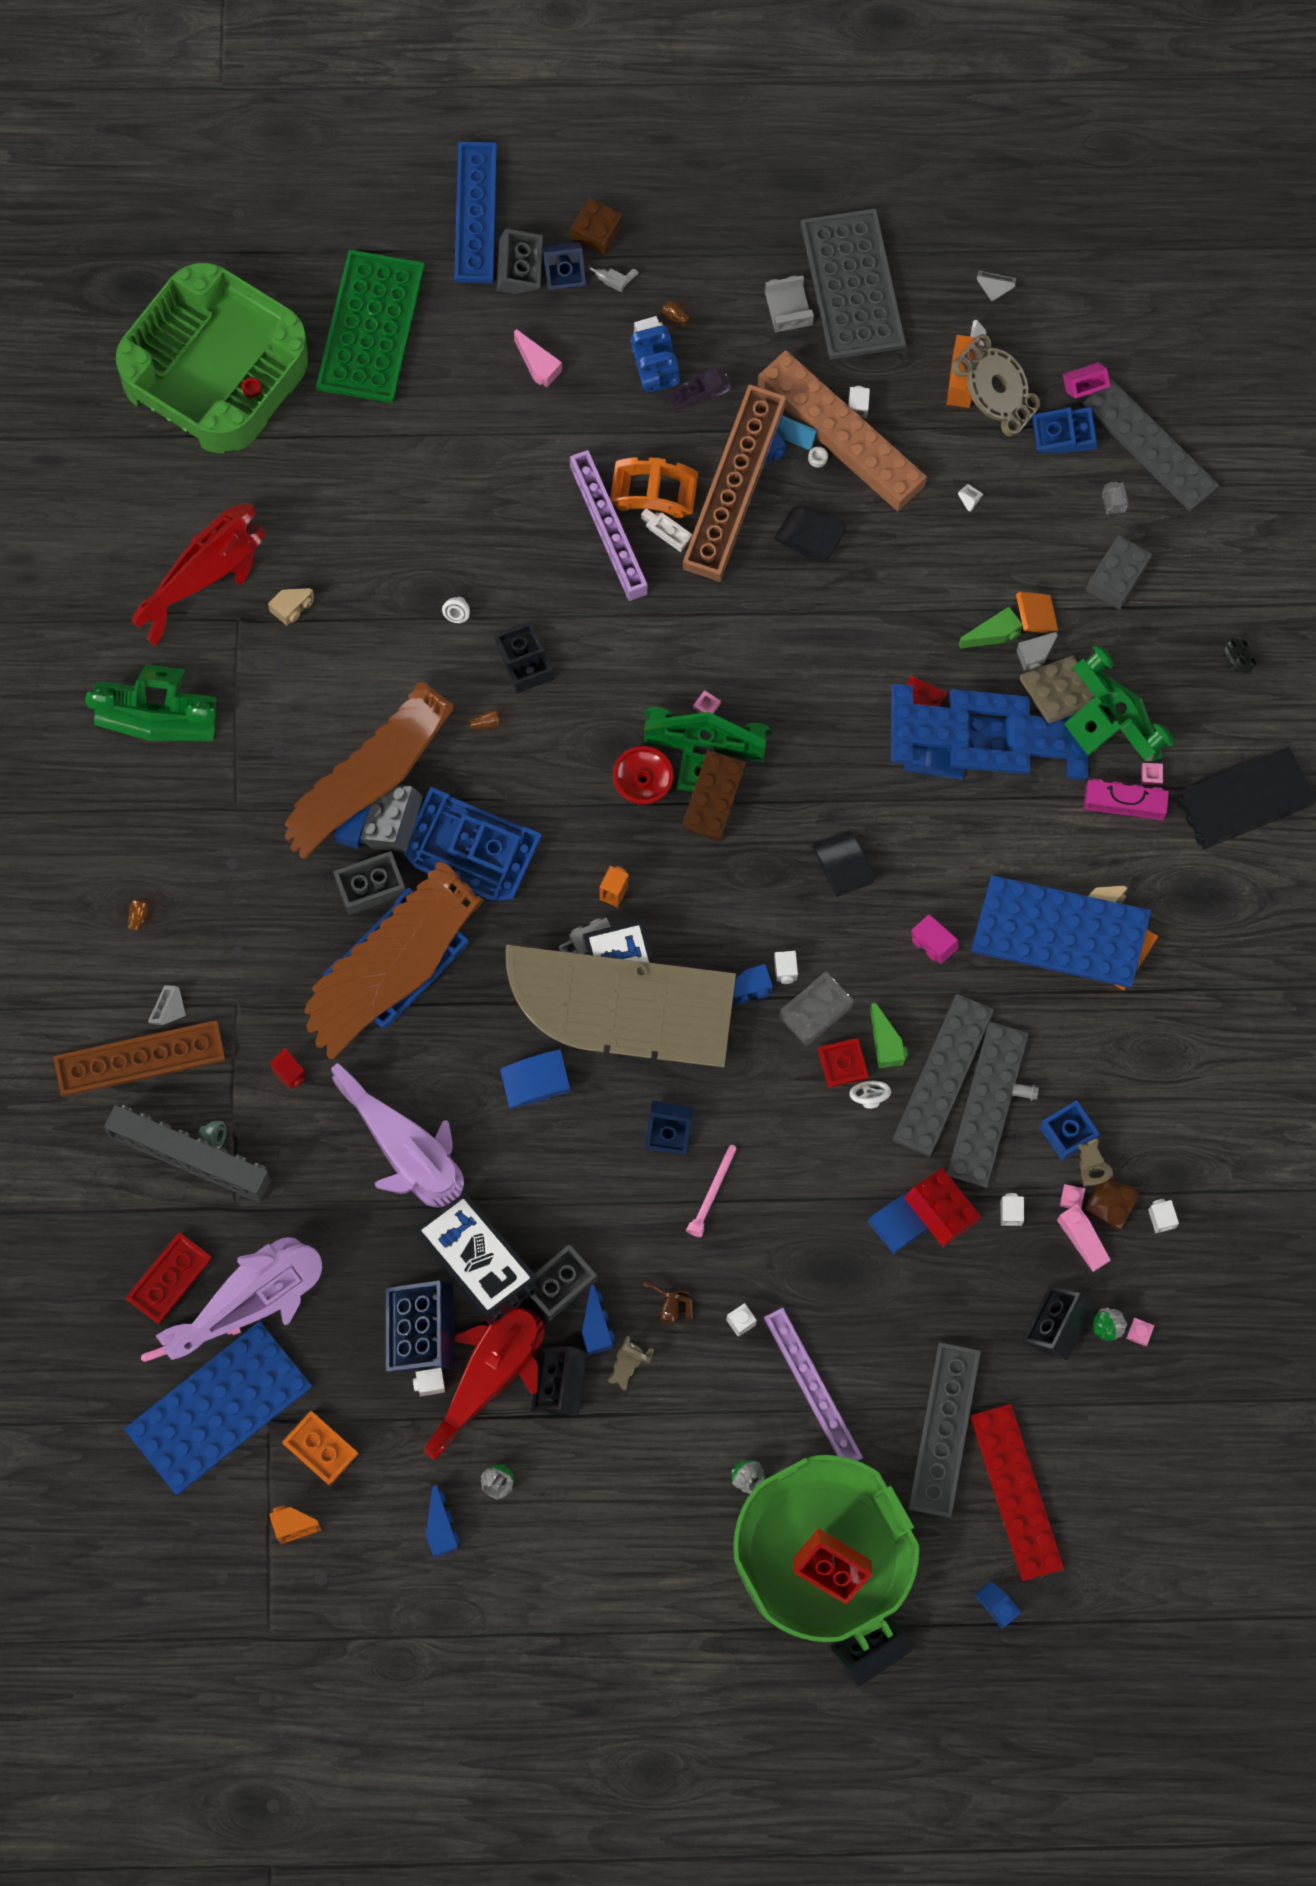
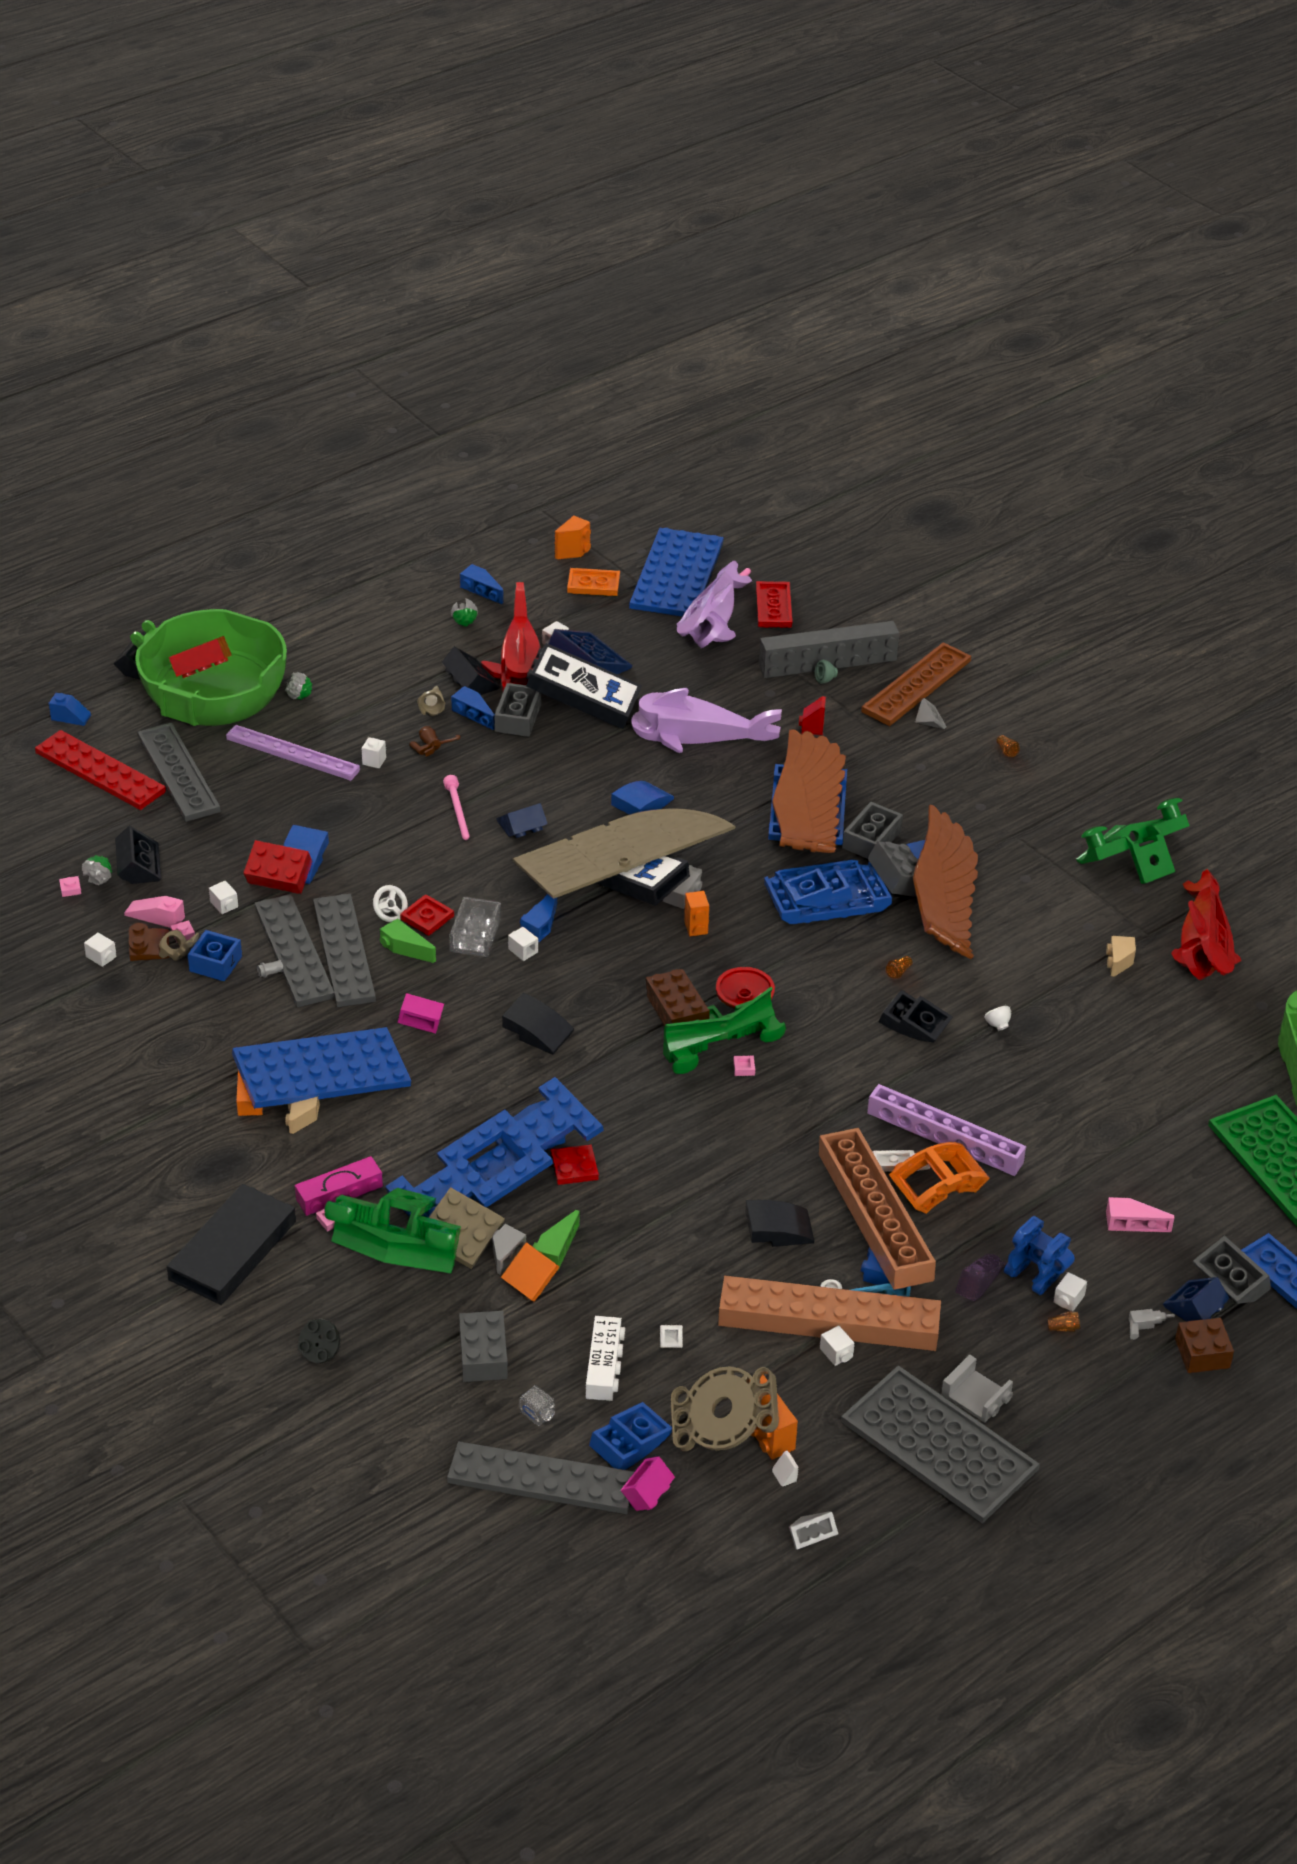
camera: 145 degrees right, 30 degrees down
(1036, 505) = (604, 1358): none -> white brick

